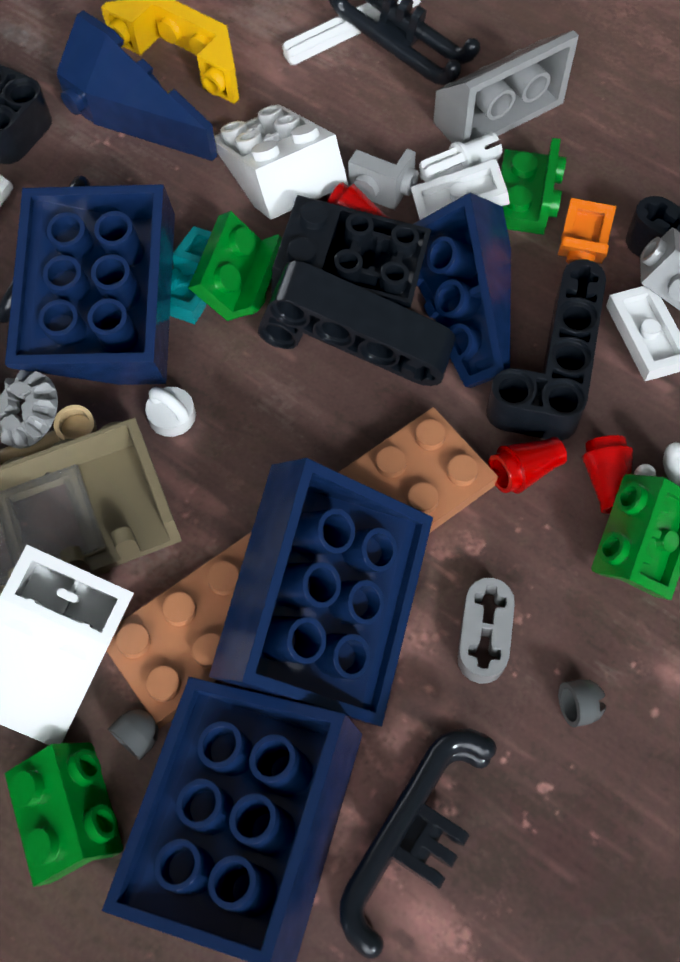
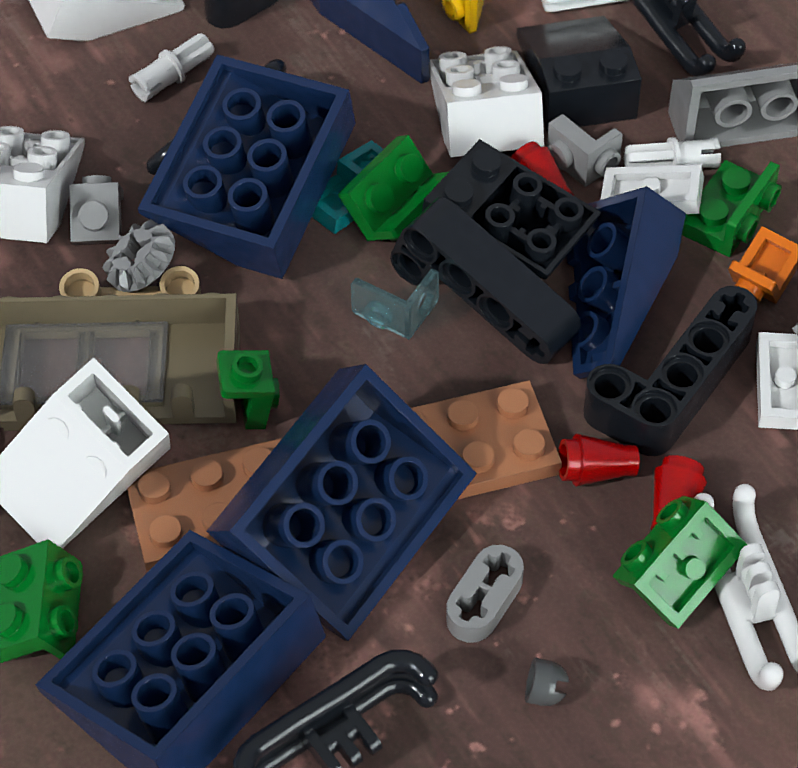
camera: 20 degrees right, 10 degrees down
(135, 732) = (123, 564): dark grey hinge -> none
(170, 411) = (275, 304): white tile -> none
(183, 501) = (250, 378): none -> green bracket
(278, 383) = (391, 312): none -> clear light blue bracket
(353, 101) = (582, 71): none -> black slope

